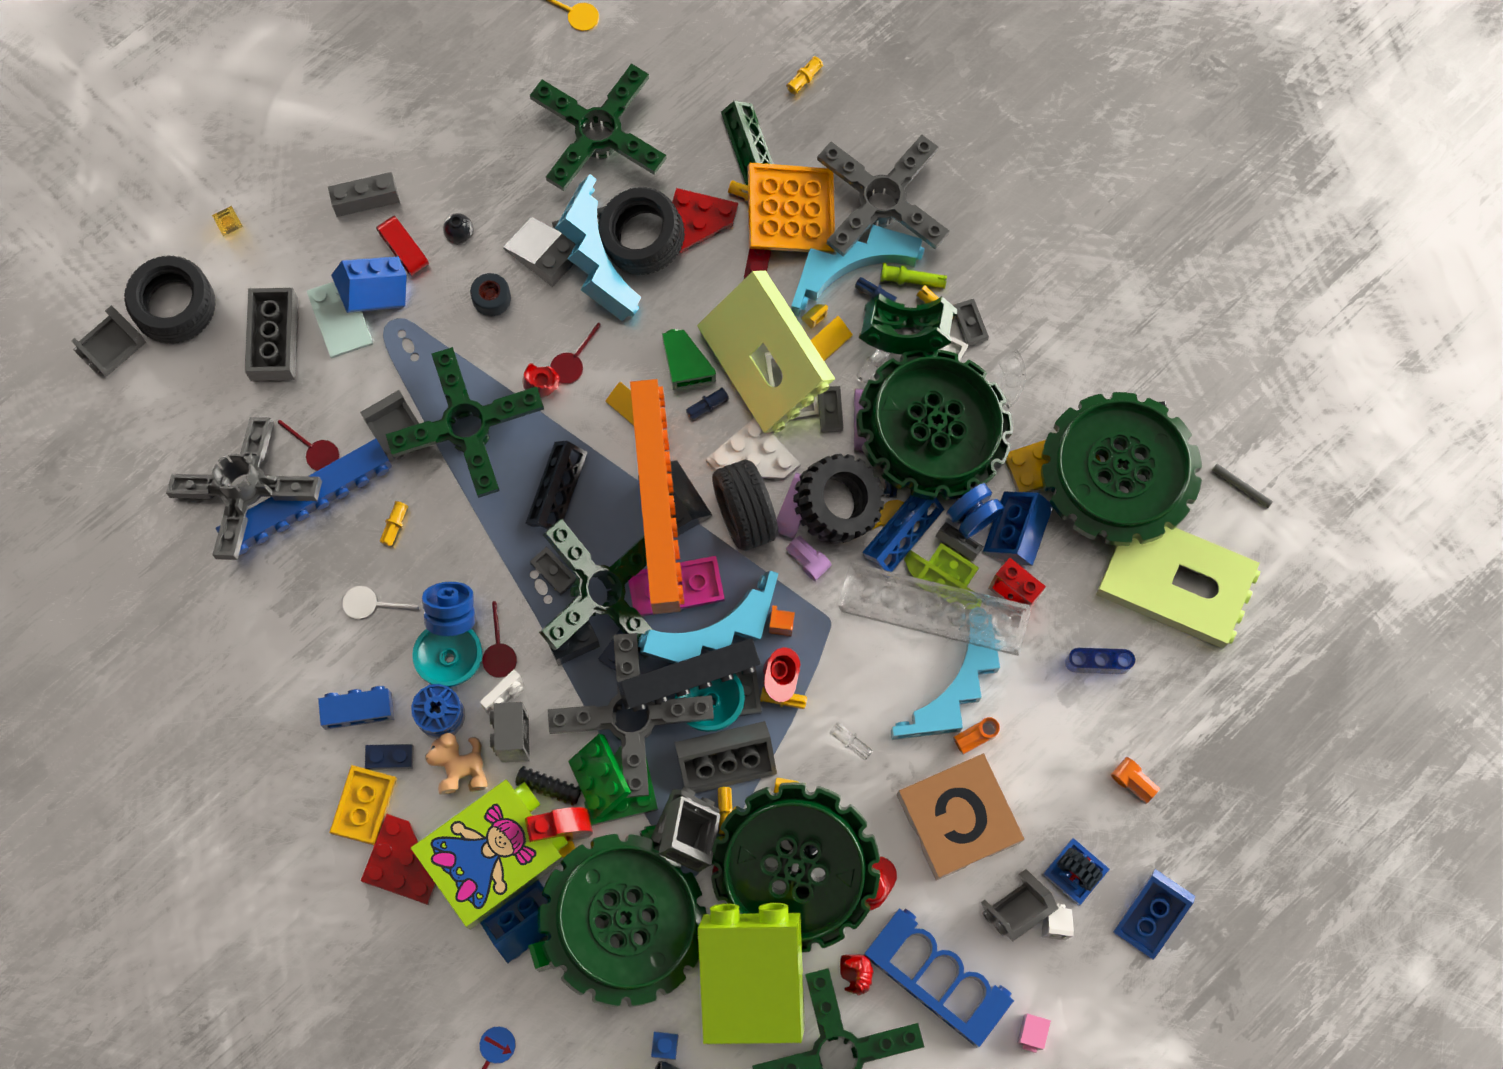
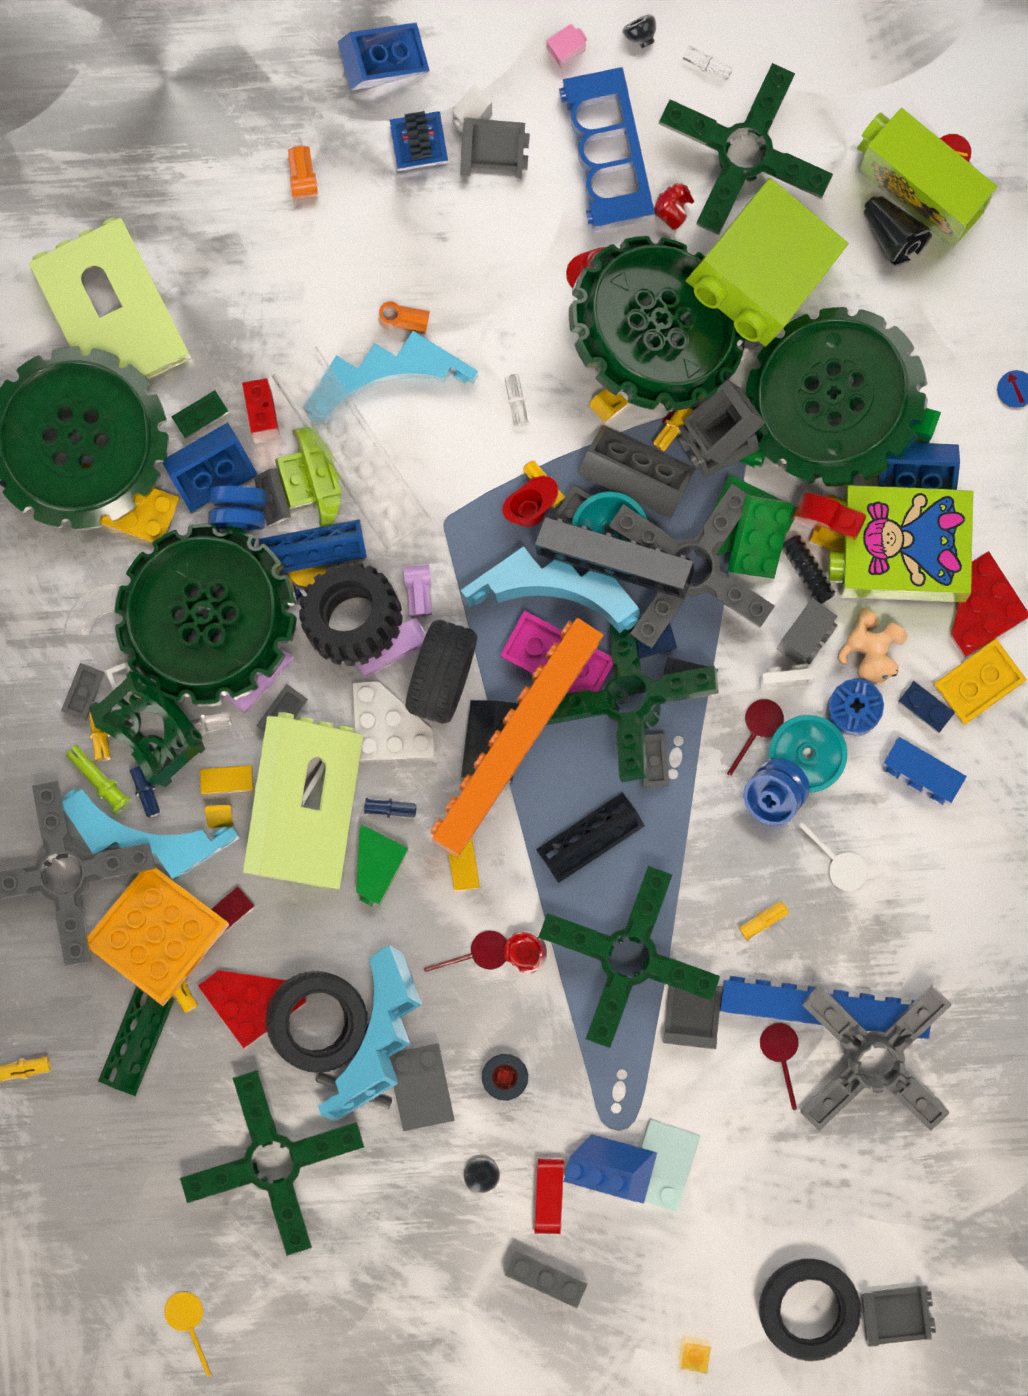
camera: 135 degrees left, 10 degrees up
(271, 334) = (740, 1197): dark grey brick -> none
(664, 1045) = (879, 275): blue brick -> none
(781, 622) = (490, 551): orange panel -> none
(960, 816) = (478, 261): medium nougat tile -> none
(1055, 558) = (200, 414): none -> dark green plate
(1109, 655) = (236, 284): clear blue beam -> none

